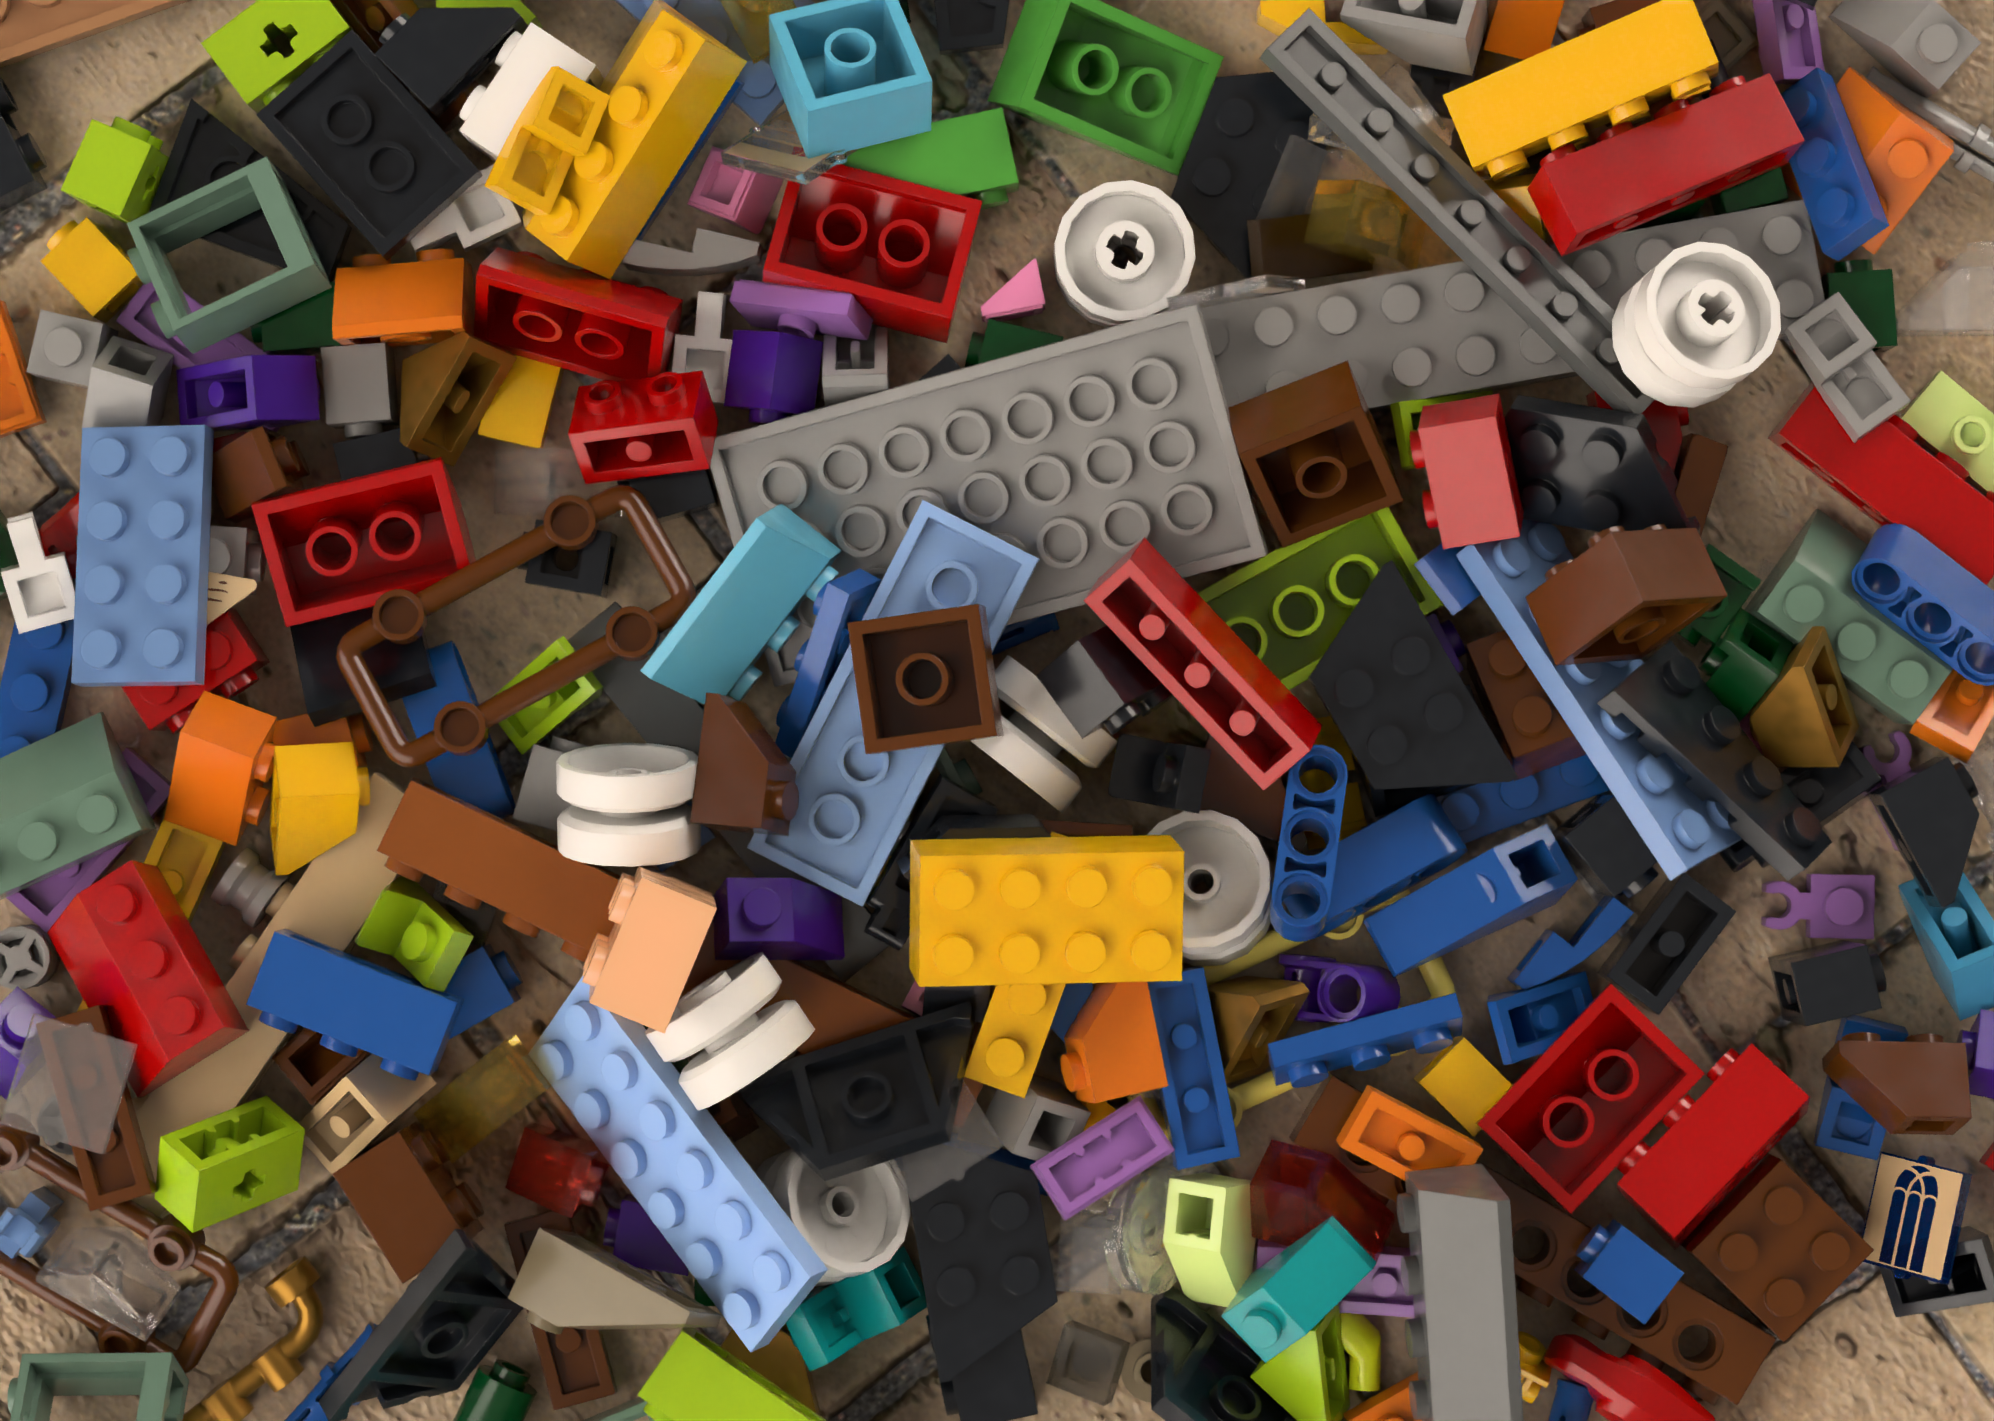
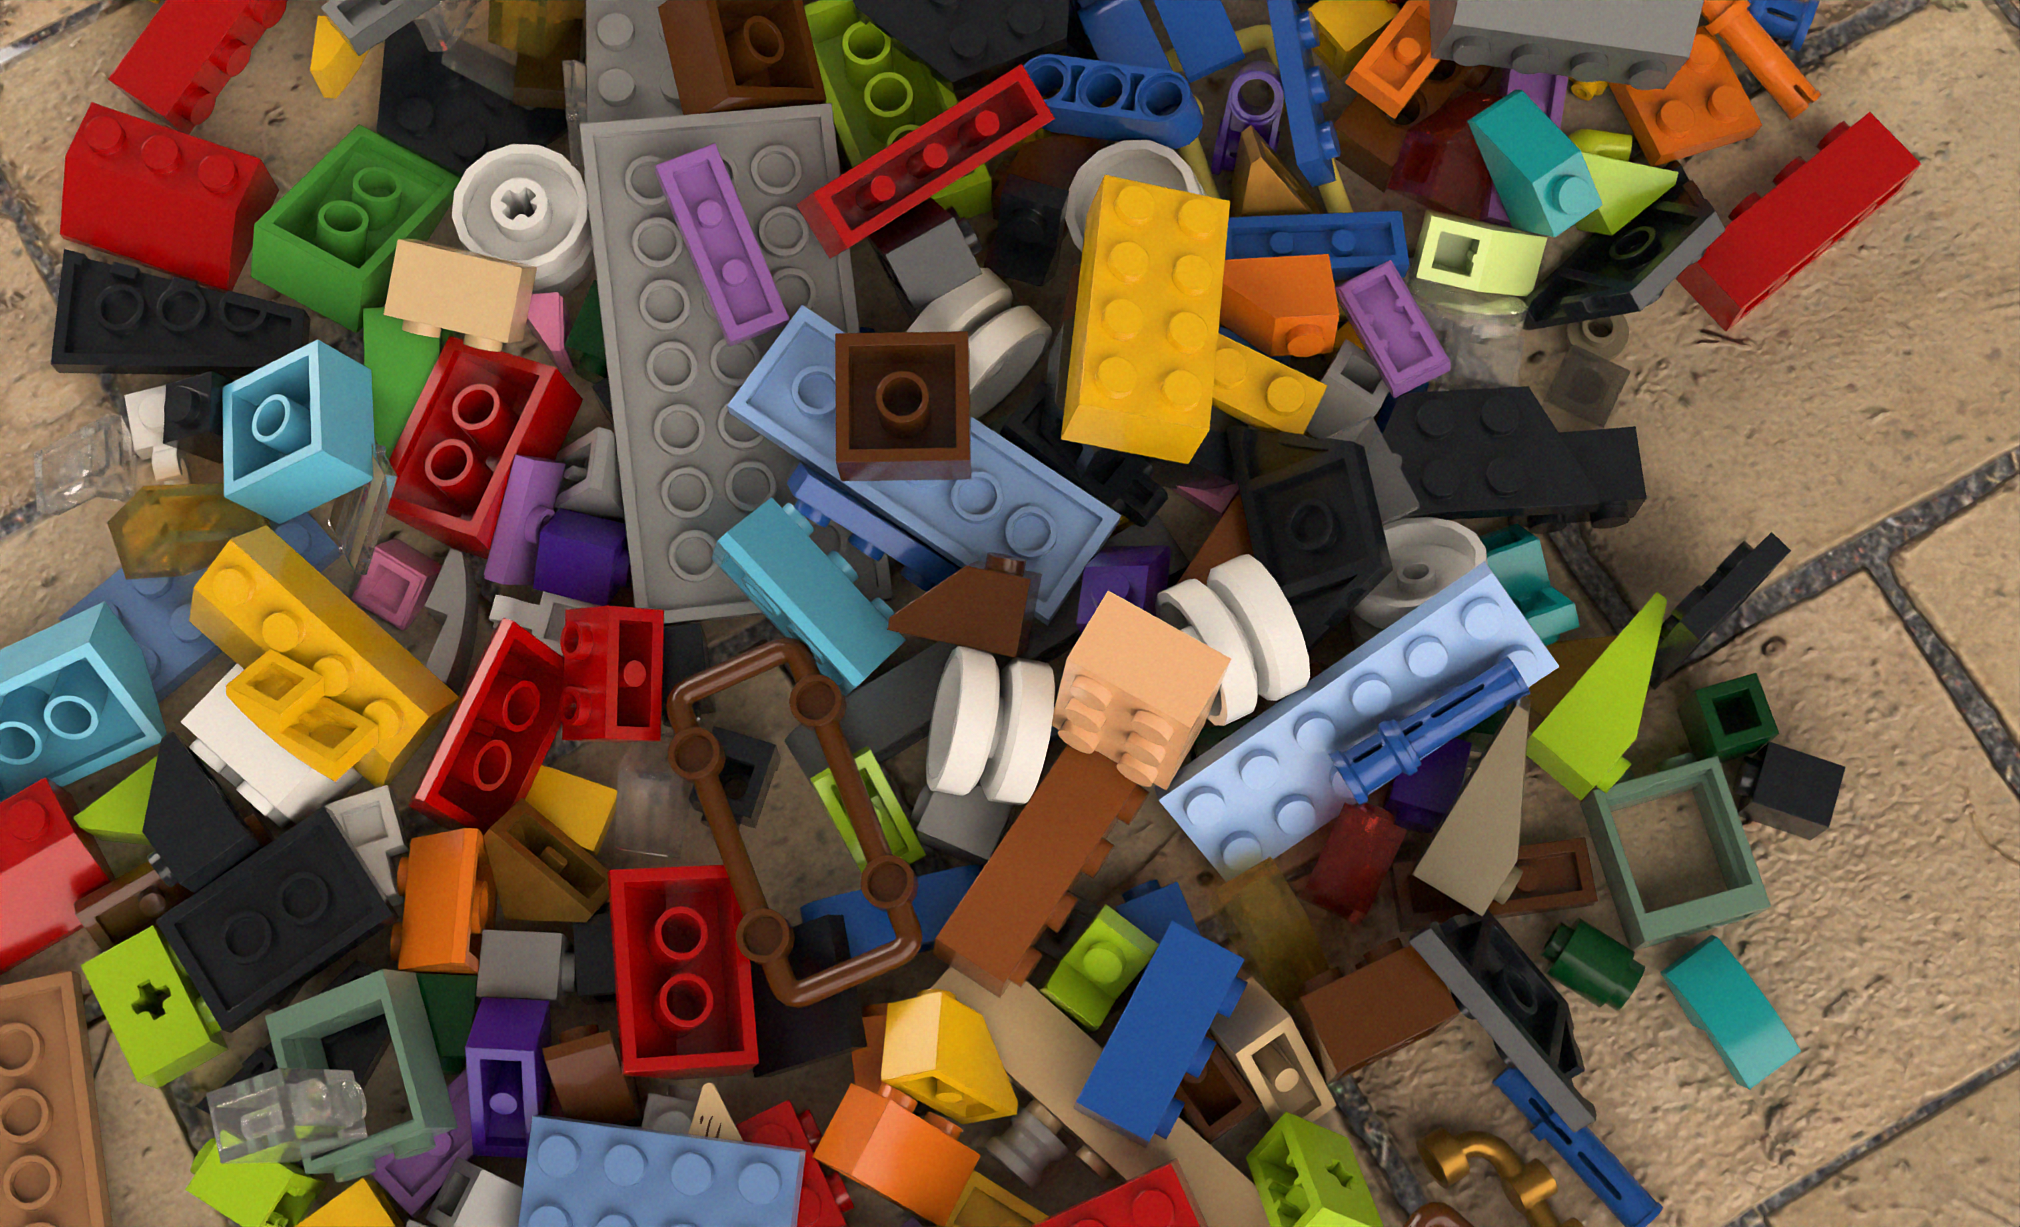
camera: 85 degrees left, 15 degrees down
(158, 207) = (287, 1115): none -> clear brick
(647, 1204) = (1402, 744): none -> blue pin
(1016, 208) = (459, 292): none -> tan brick
(1087, 469) = (721, 245): none -> medium lavender plate

